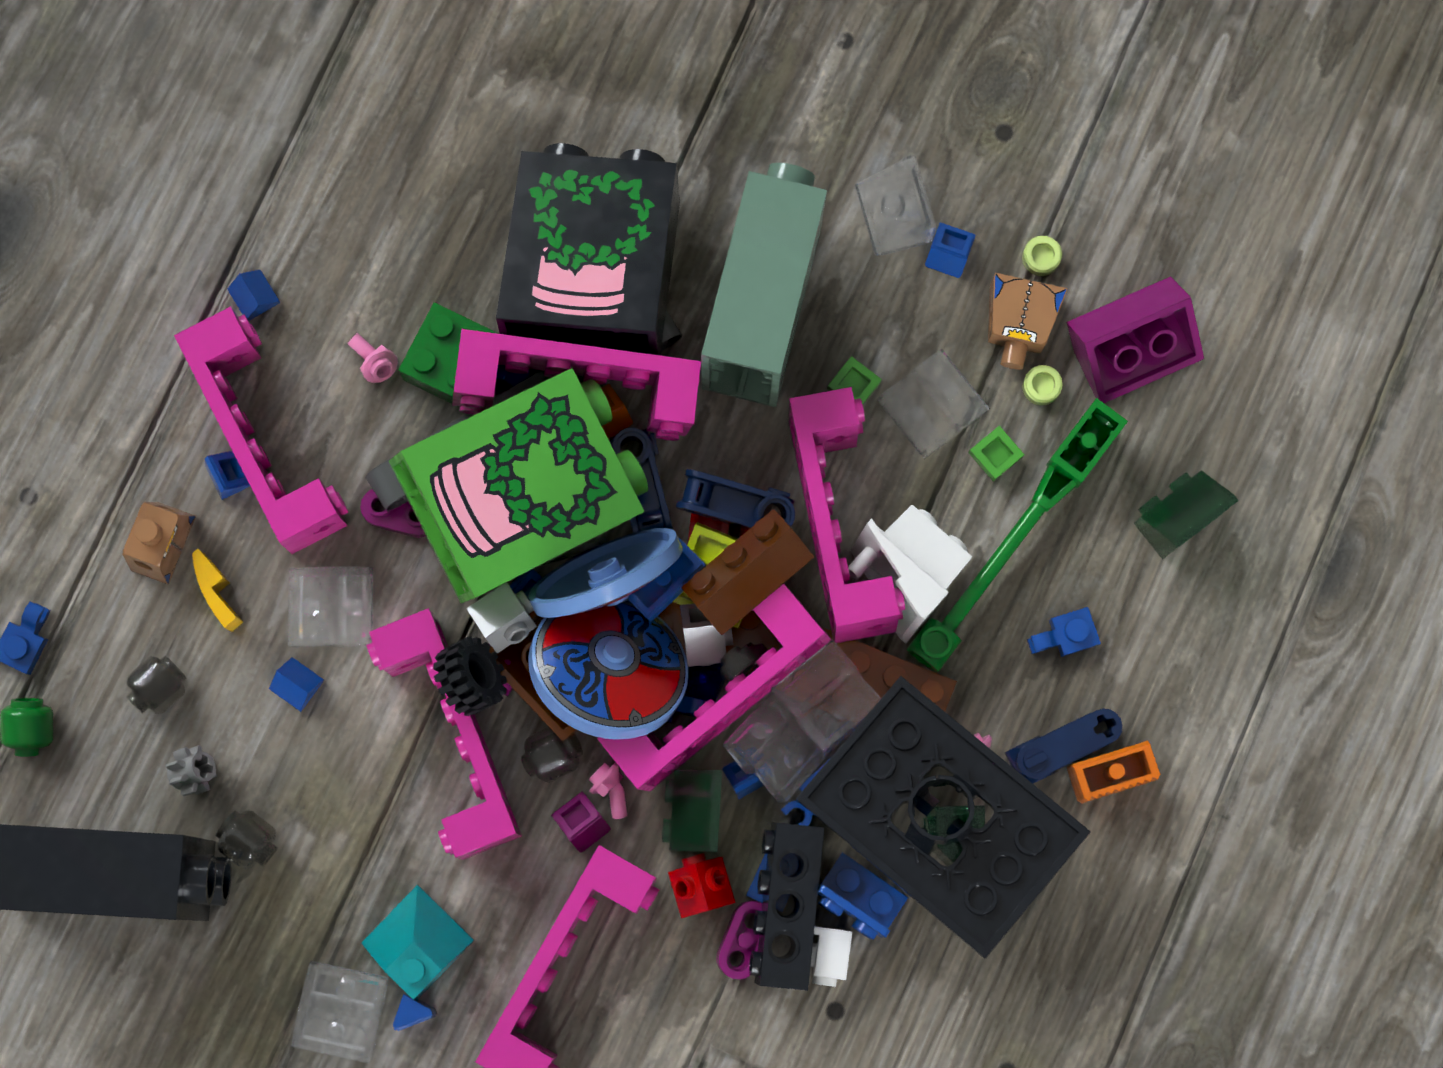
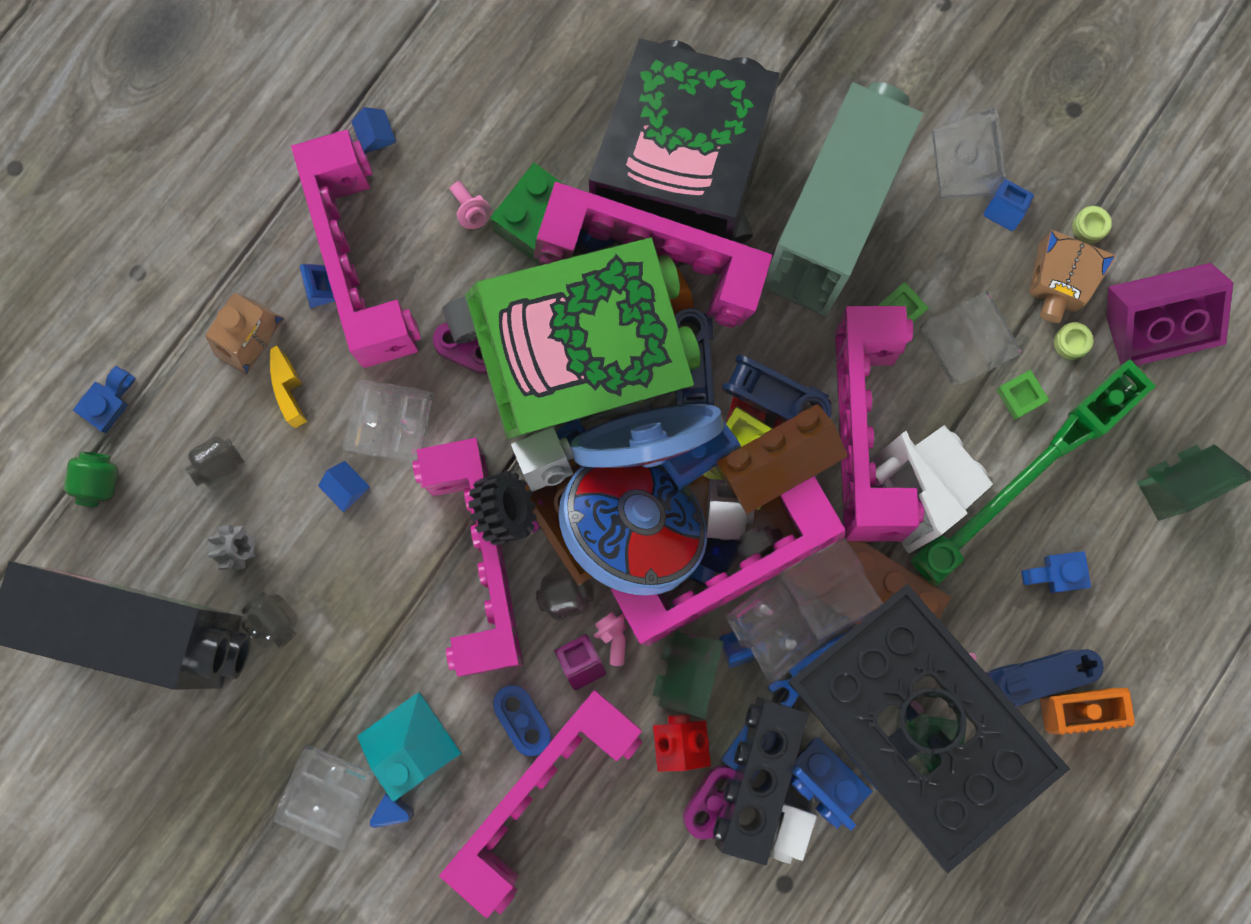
camera: 10 degrees right, 0 degrees up
(531, 894) = (522, 720): none -> blue plate

